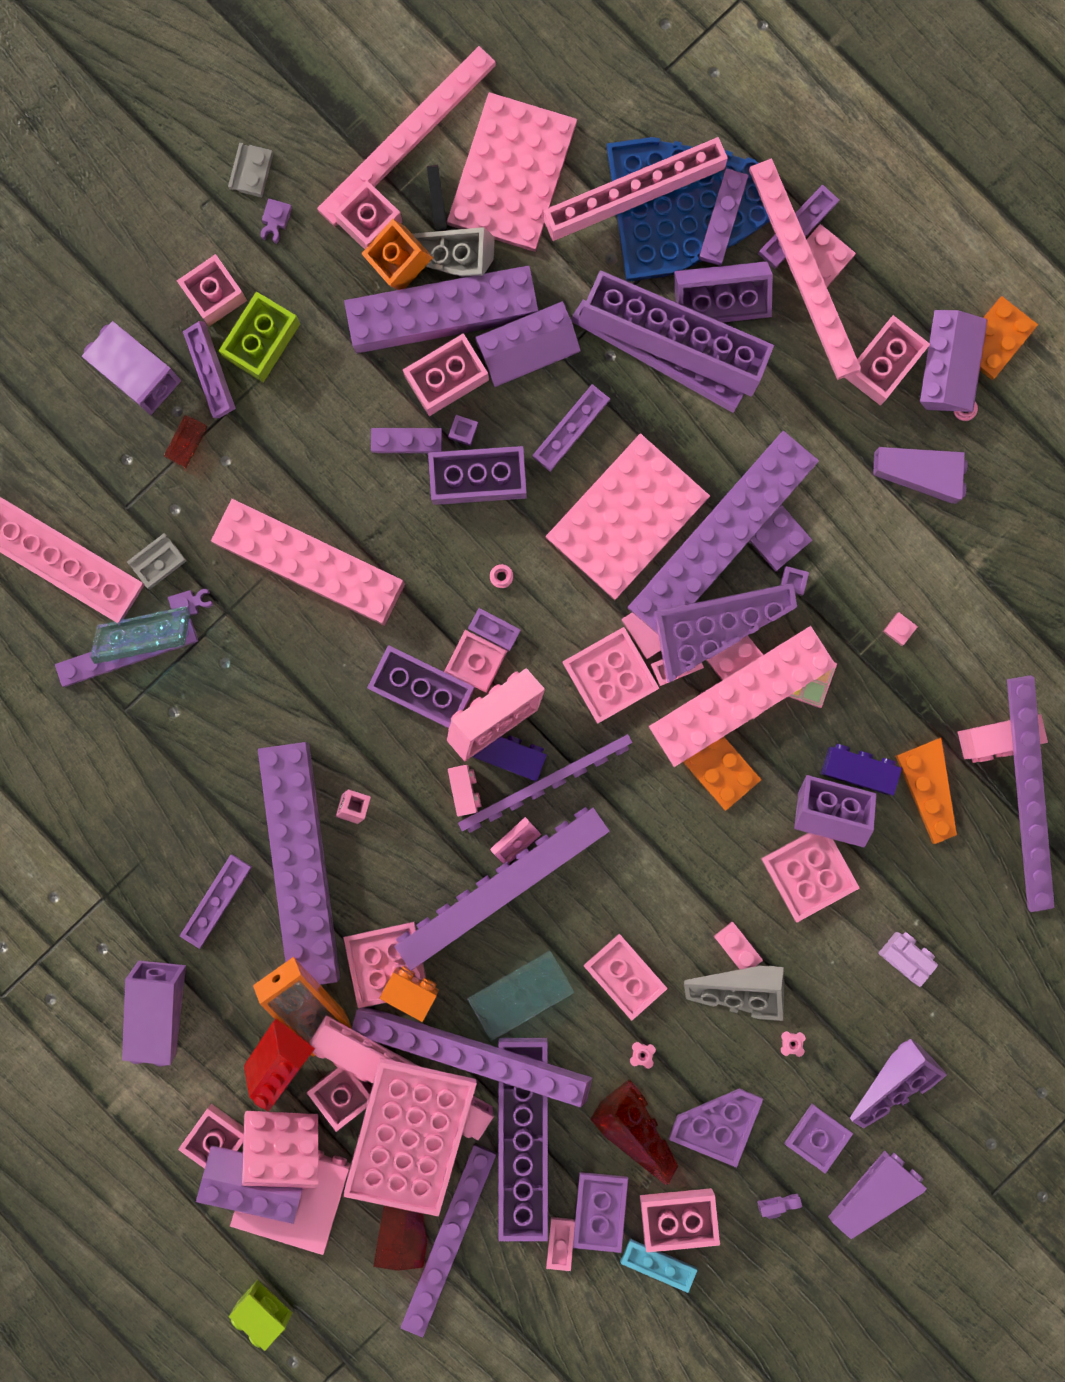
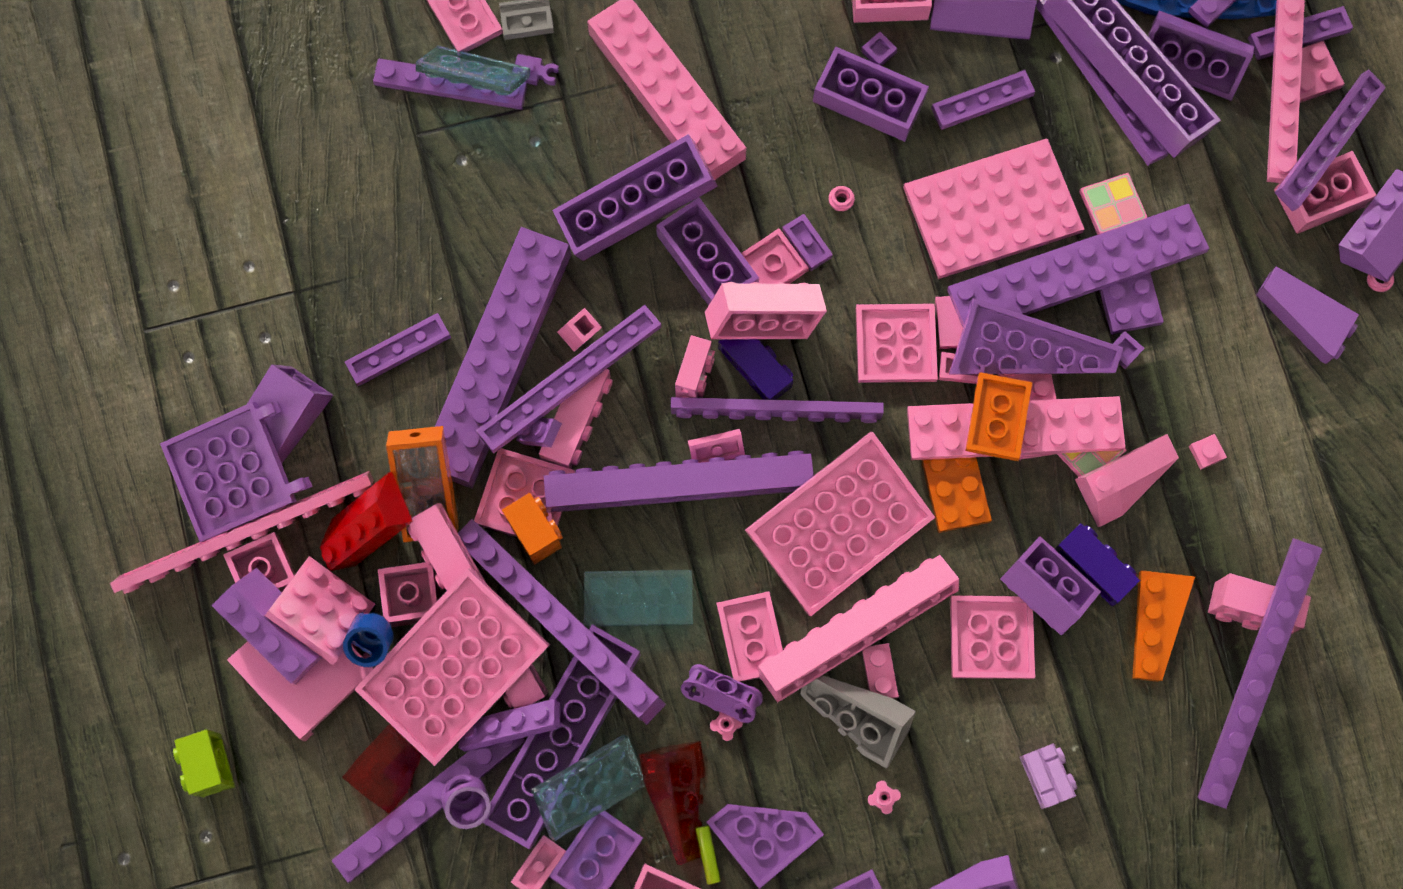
camera: 25 degrees right, 10 degrees down
(143, 1078) = (230, 471): none -> medium lavender plate
(176, 1126) = (257, 528): none -> bright pink plate
(332, 1146) = (372, 635): none -> blue piece
(337, 674) = (635, 198): none -> medium lavender brick
(368, 909) = (540, 433): none -> medium lavender plate
(369, 855) = (568, 379): none -> medium lavender plate
(389, 877) = (576, 416): none -> bright pink brick
(406, 440) = (818, 31): medium lavender plate -> none
(479, 1233) = (465, 801): none -> medium lavender piece
(482, 1152) = (512, 725): none -> medium lavender plate
(566, 1168) = (588, 787): none -> clear light blue plate
(639, 1038) = (722, 693): none -> medium lavender piece
(646, 851) = (840, 523): none -> bright pink plate
(683, 1162) = (708, 854): none -> lime piece
(705, 926) = (858, 628): none -> bright pink brick
(722, 460) = (1112, 203): none -> tile
(725, 698) = (998, 416): none -> orange plate
(846, 691) = (1120, 483): none -> bright pink wedge
(871, 316) = (1329, 140): none -> medium lavender plate

